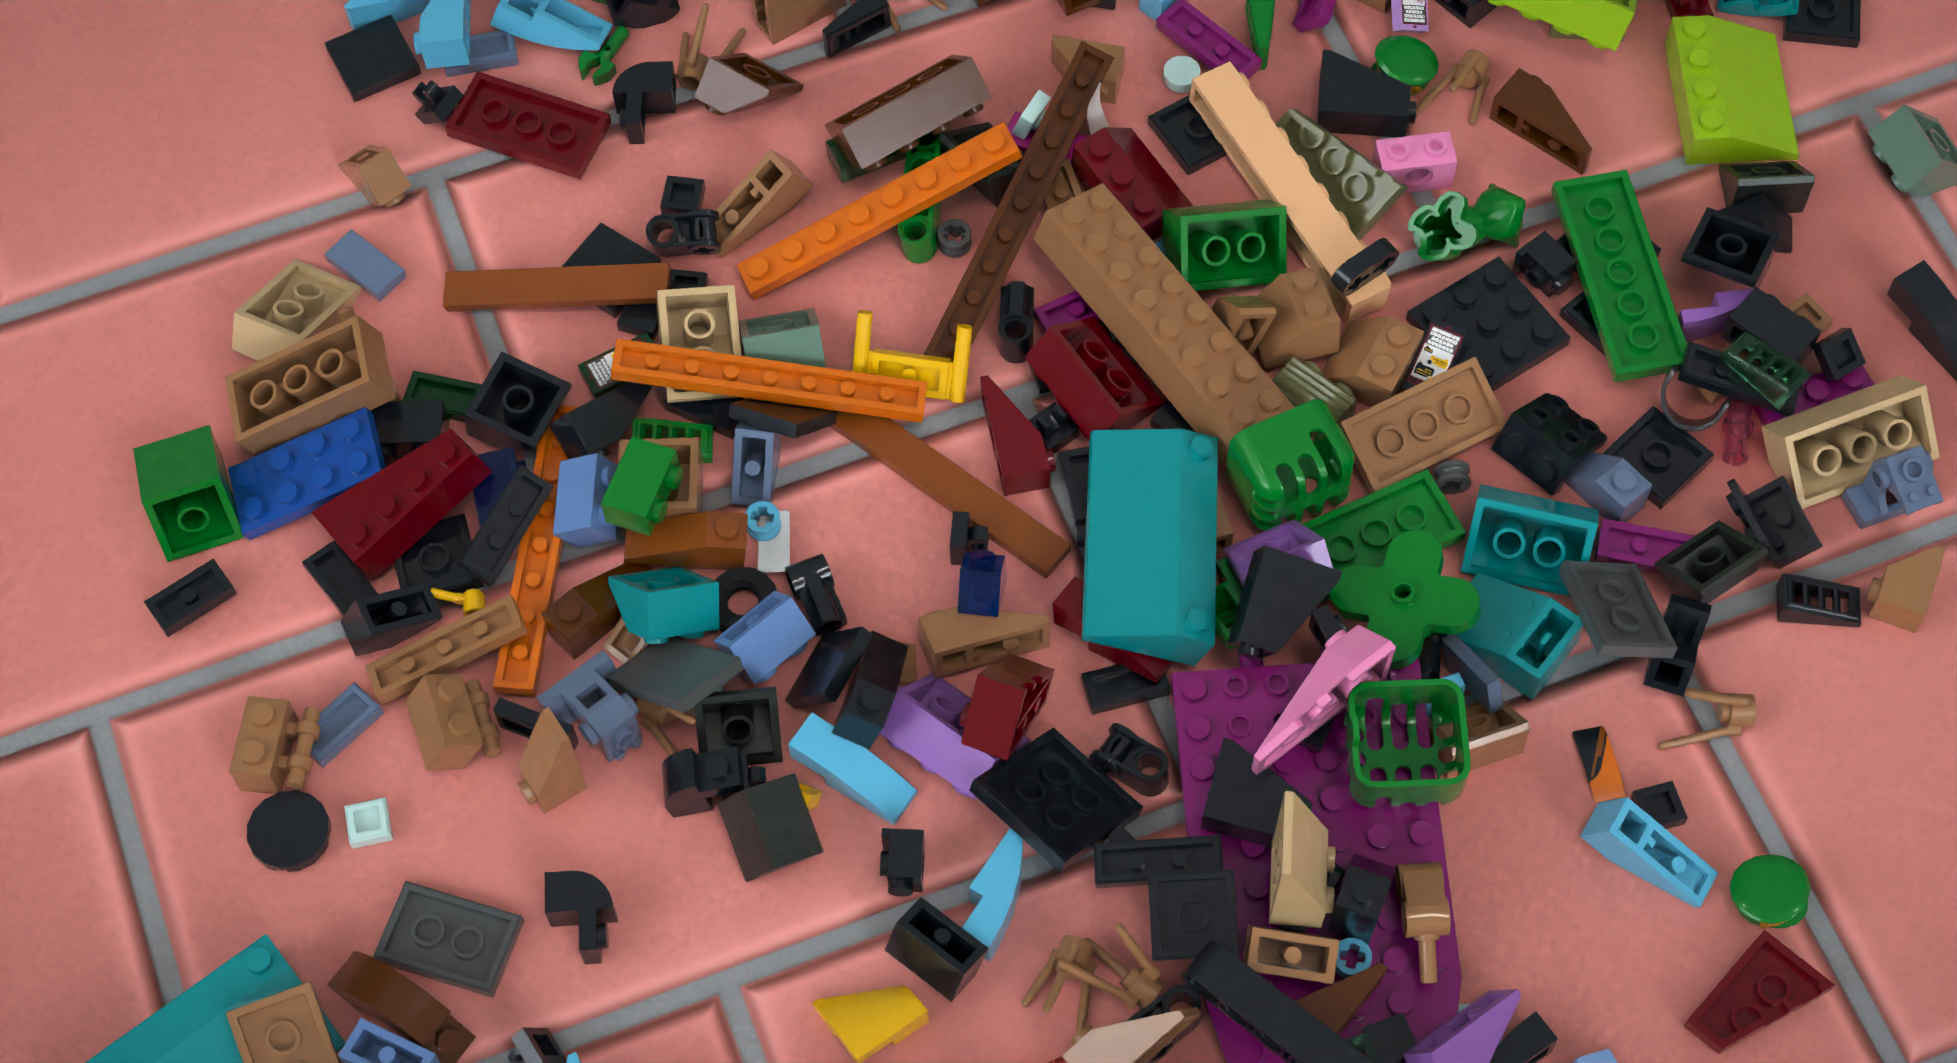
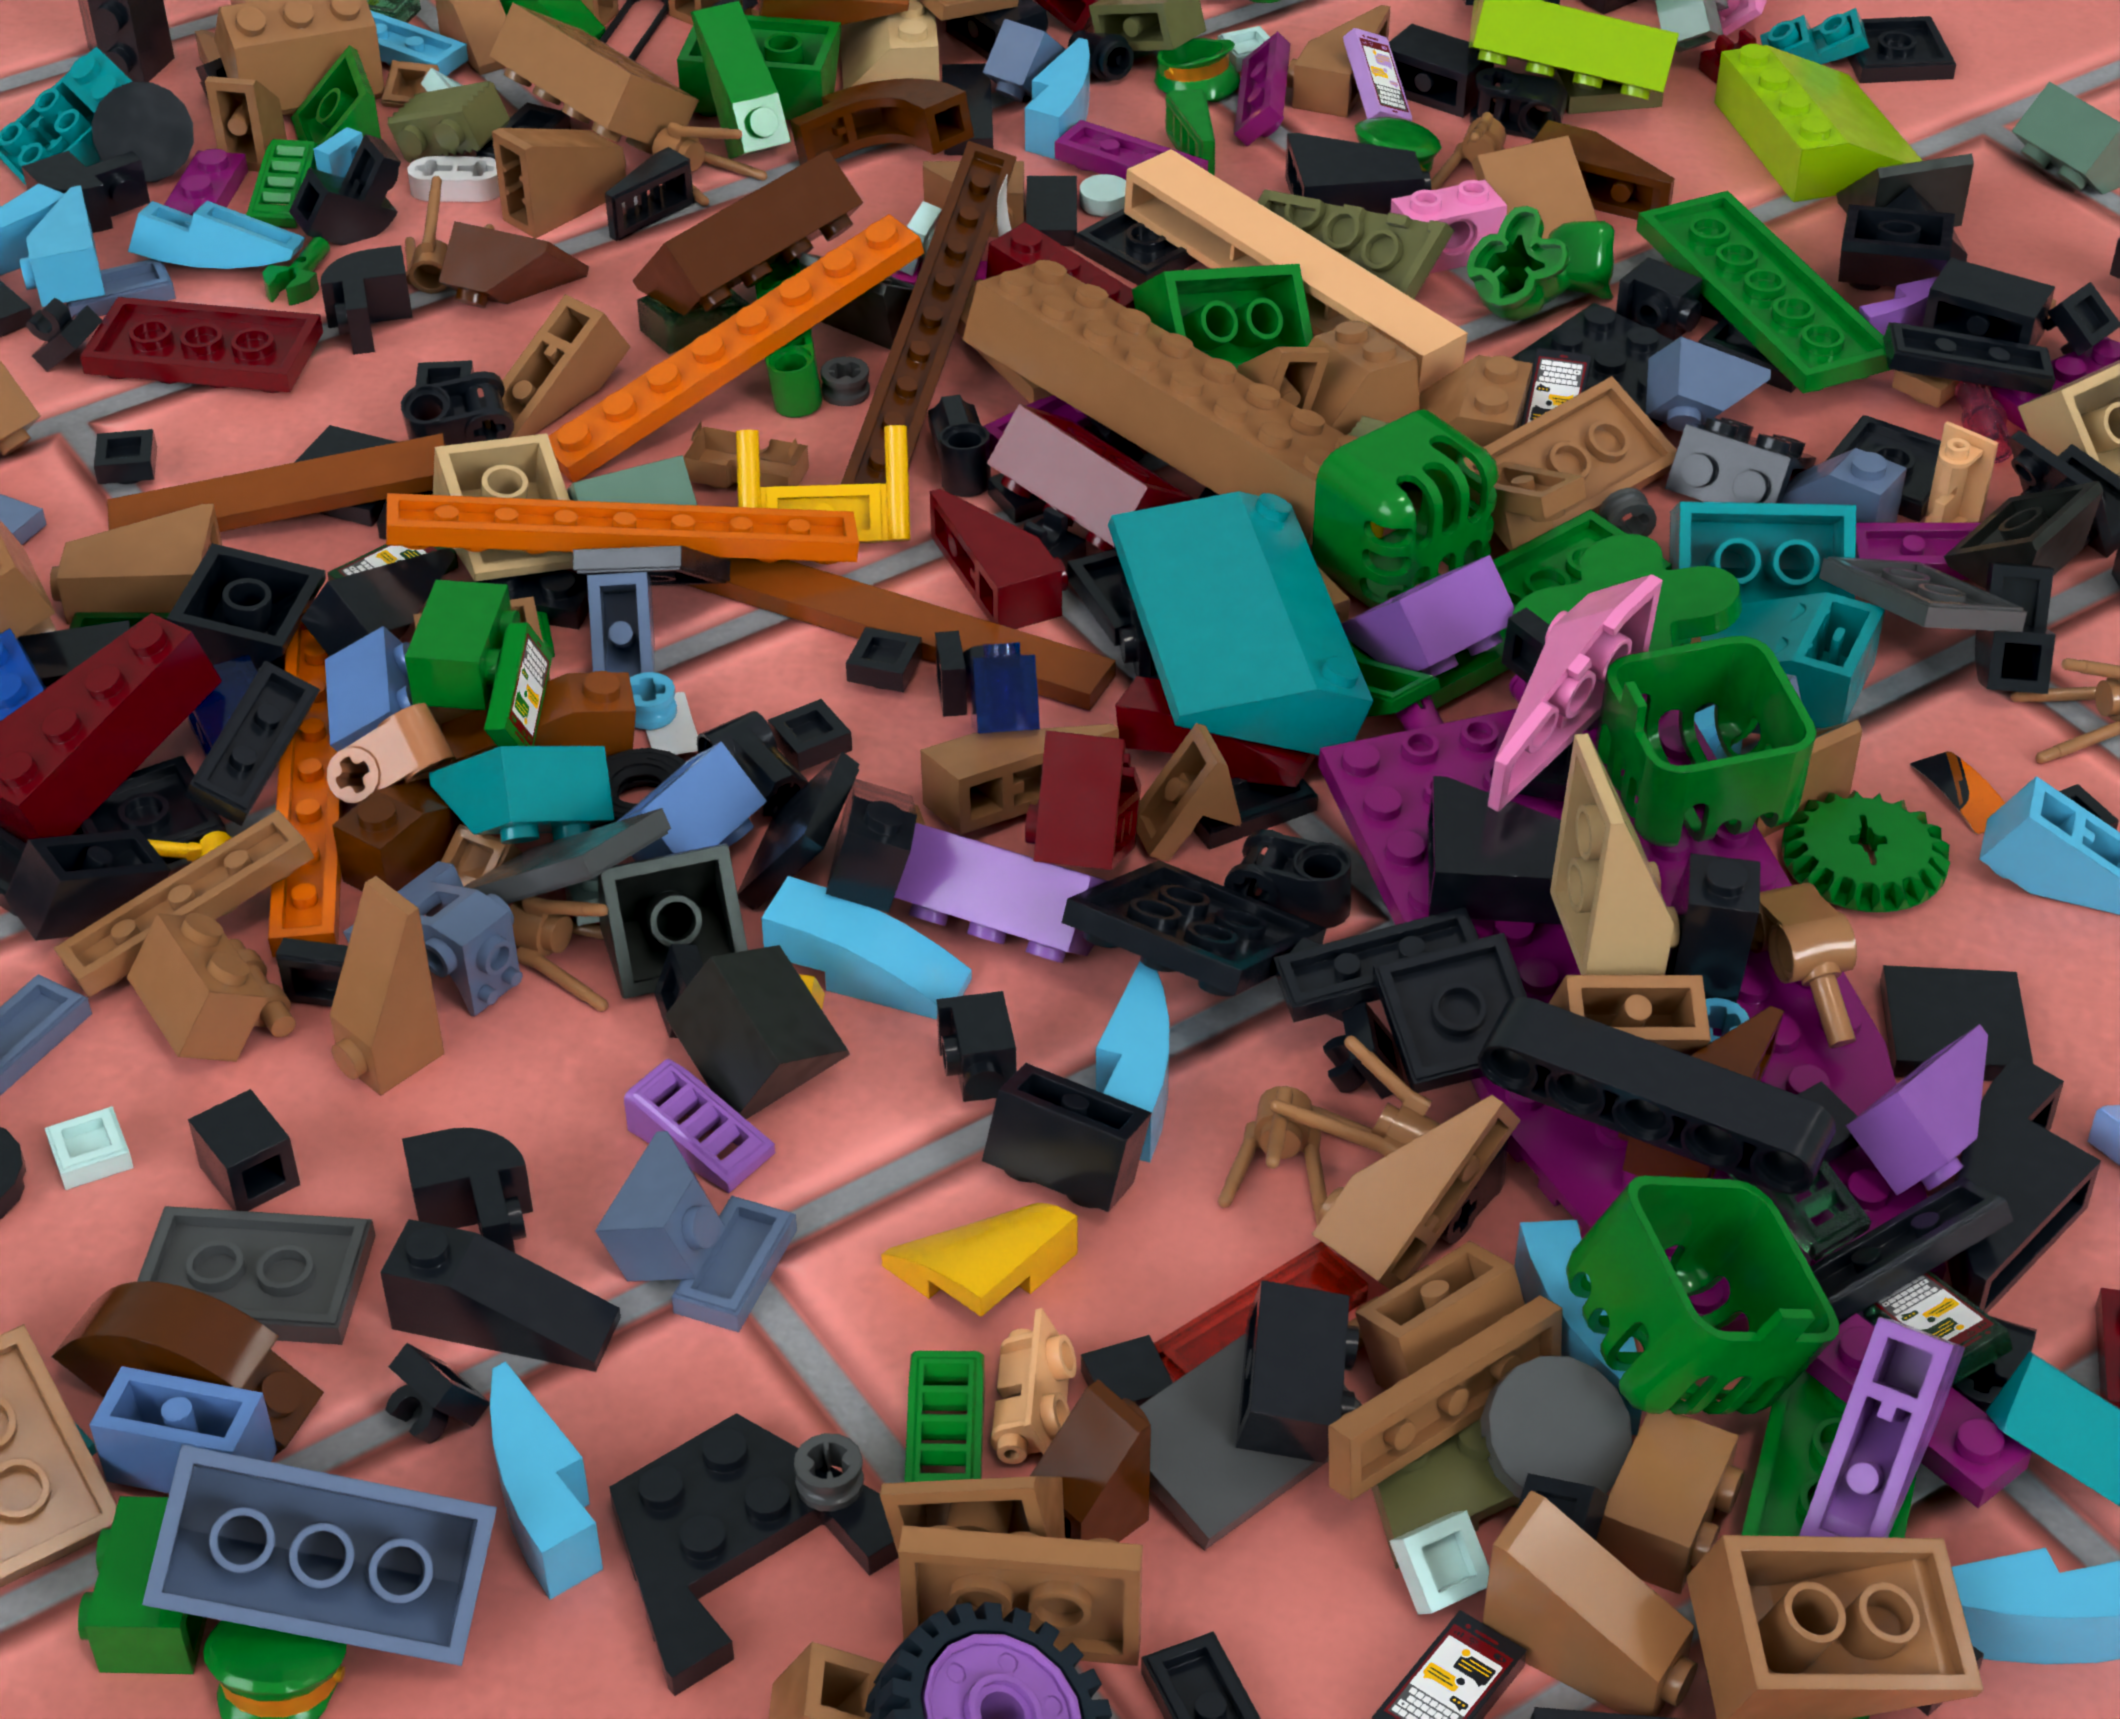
camera: 15 degrees left, 20 degrees down
(455, 851) = (244, 1151): none -> black brick
(459, 342) = (135, 565): none -> medium nougat slope
(463, 228) = (125, 457): none -> black plate
(582, 994) = (490, 1298): none -> black slope
(586, 559) = (396, 753): none -> nougat piece
(671, 530) = (518, 687): none -> green tile
(689, 953) = (660, 1218): none -> sand blue slope
(695, 778) = (615, 983): black brick -> none
(702, 858) = (670, 1094): none -> medium lavender slope
(726, 989) = (737, 1265): none -> sand blue tile
(858, 573) = (810, 735): none -> black plate
(888, 316) = (714, 460): none -> medium nougat piece
(920, 514) = (884, 659): none -> black plate
(1081, 683) = (1187, 788): none -> medium nougat slope
(1136, 912) = (1371, 1032): none -> black tile
(1139, 84) = (1053, 206): none -> black tile
(1277, 600) = (1449, 619): black slope -> none
(1364, 266) = (1428, 306): black beam -> none
(1378, 465) = (1530, 501): none -> medium nougat slope
(1487, 820) = (1825, 851): none -> green gear
(1489, 142) = (1539, 177): none -> medium nougat tile
(1511, 34) = (1517, 99): none -> black piece
(1520, 957) = (1938, 1005): none -> black tile
(1539, 366) = (1697, 382): none -> sand blue slope
(1684, 423) = (1887, 414): black helmet -> none
(1686, 503) = (1961, 476): none -> light nougat hinge
(1766, 385) = (2005, 335): clear green slope -> none

